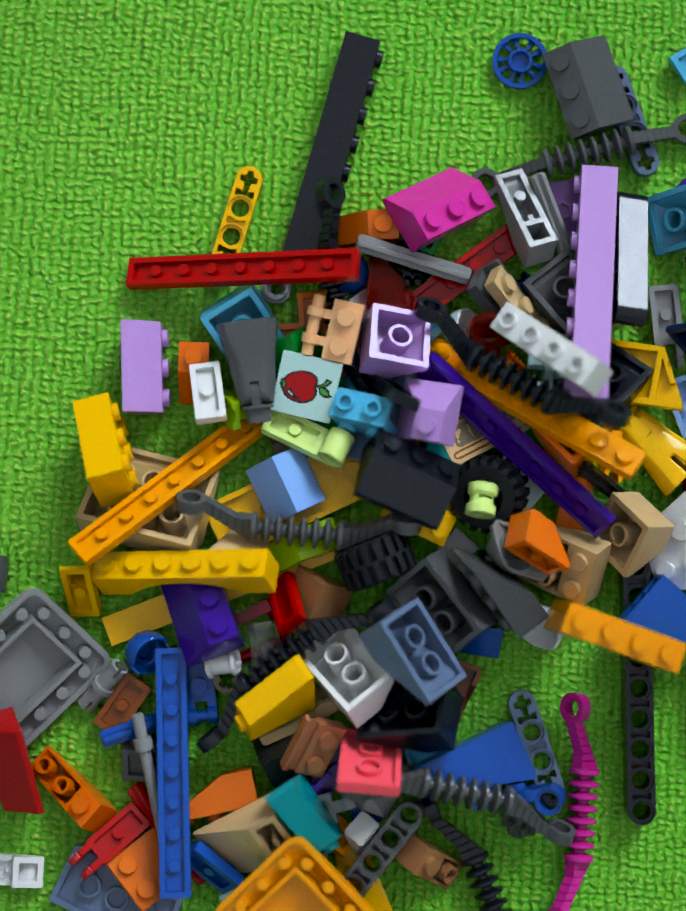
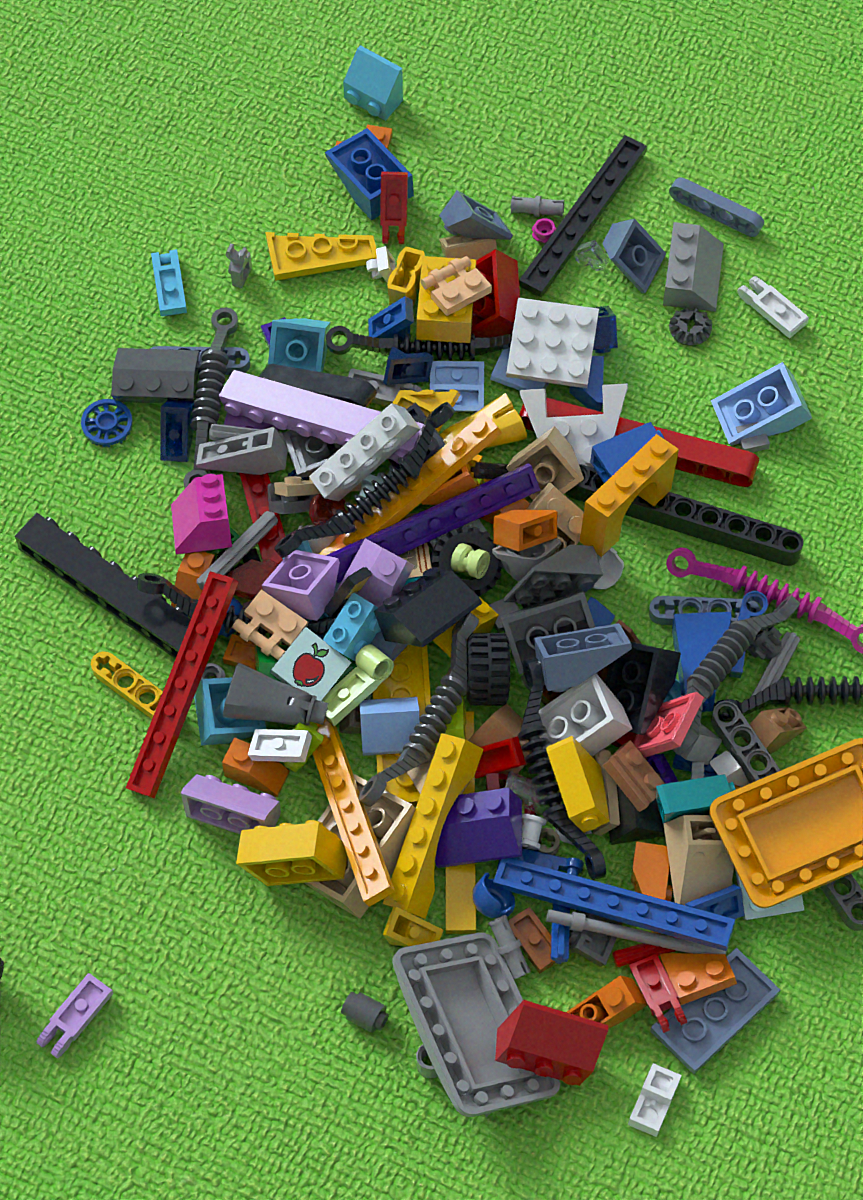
camera: 70 degrees left, 25 degrees down
(501, 839) = (779, 663): none -> light grey axle
(534, 134) = (176, 430): none -> clear blue slope

